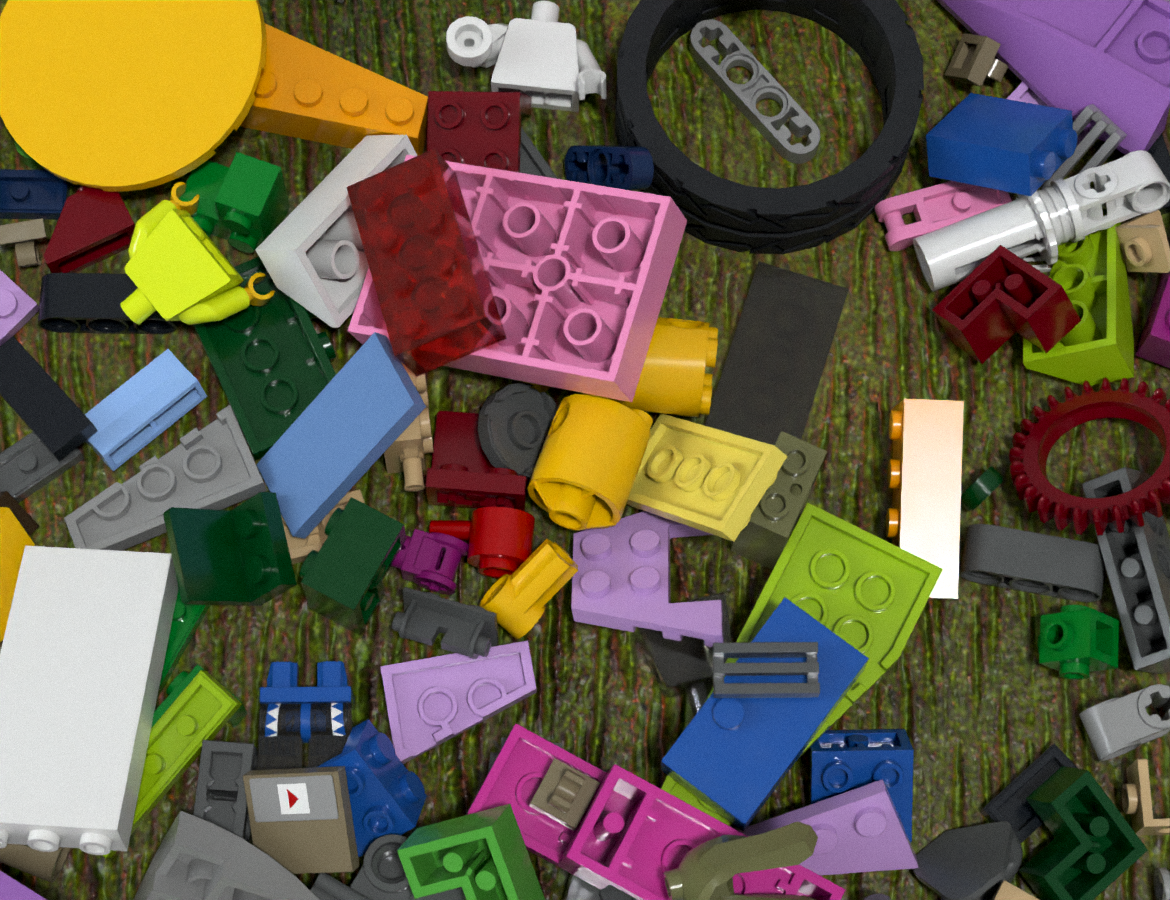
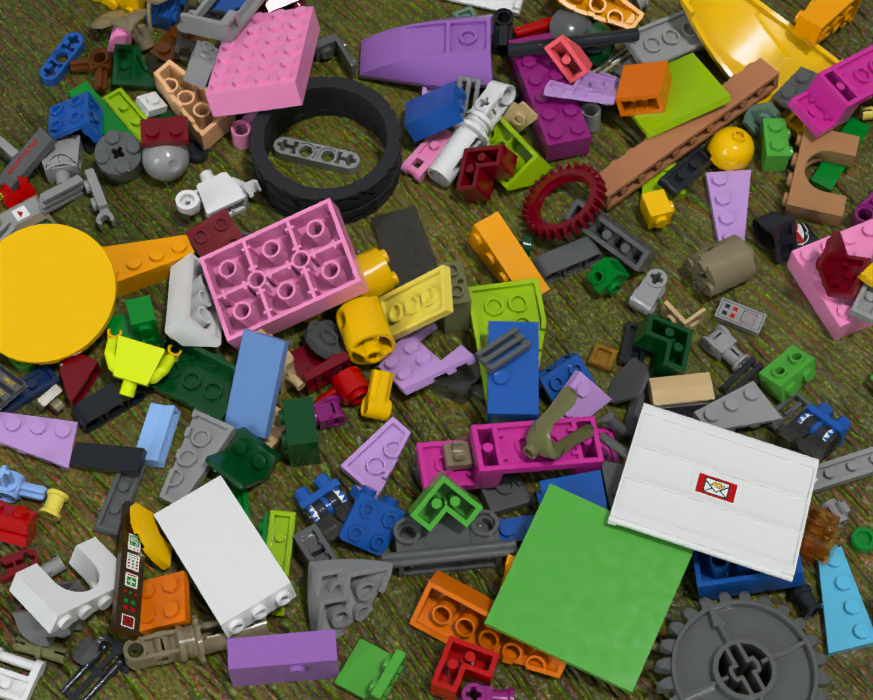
camera: 35 degrees left, 10 degrees down
(303, 818) = (358, 535): dark tan tile -> none
(425, 263) = (244, 288): clear red brick -> none
(466, 628) = (360, 426): dark grey hinge -> none
(610, 166) = (275, 215): dark blue beam -> none
(962, 780) = (602, 358): none -> pearl gold tile
(976, 61) = (398, 90): dark tan tile -> none

